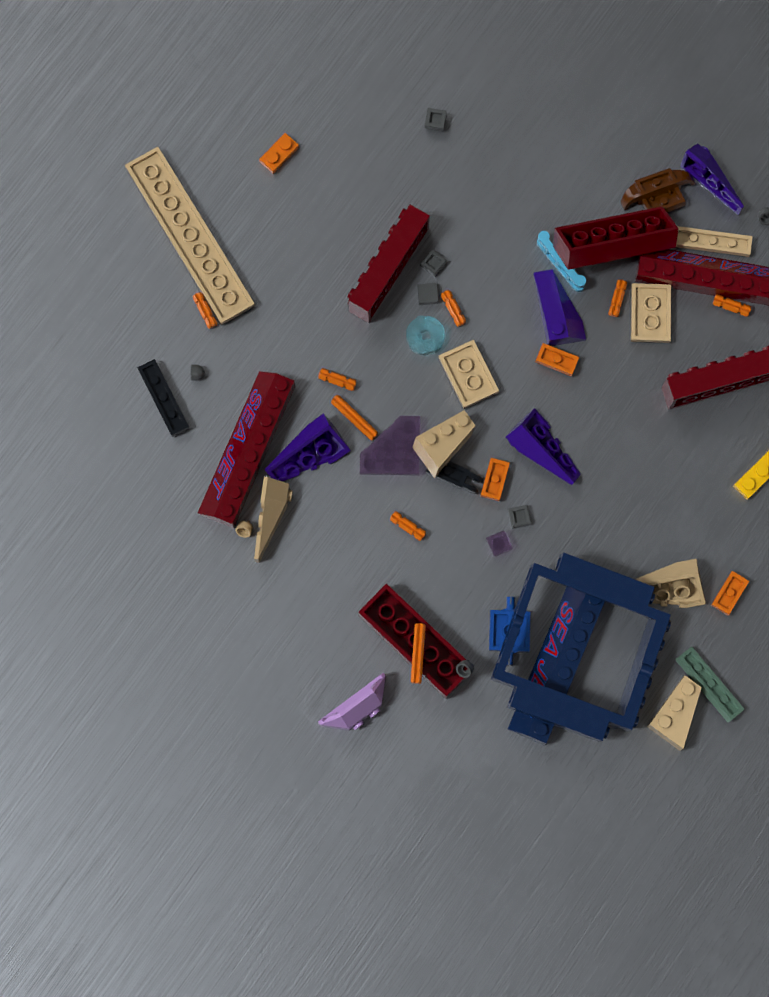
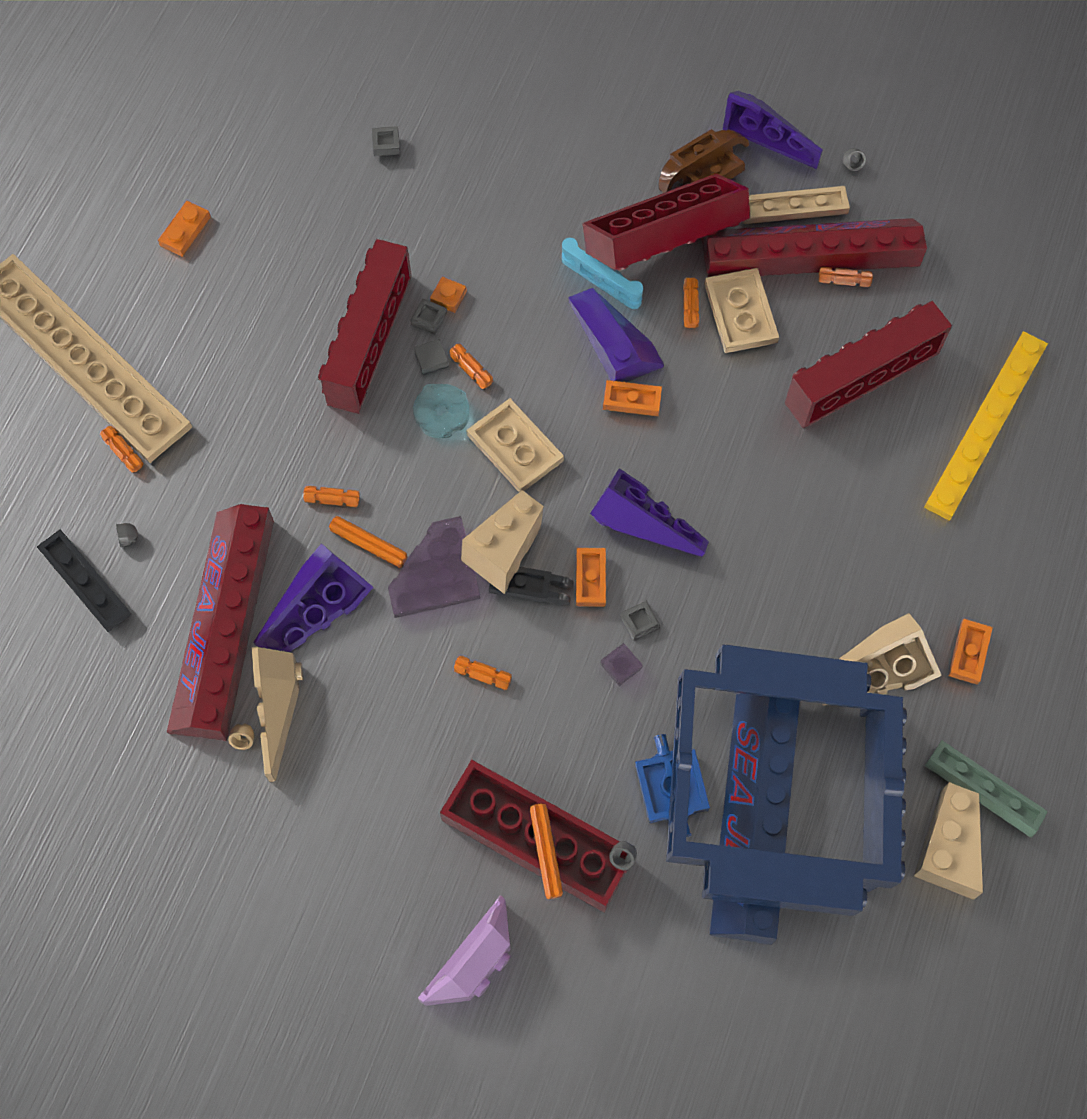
camera: 15 degrees left, 10 degrees down
(450, 249) = (448, 294): none -> orange plate

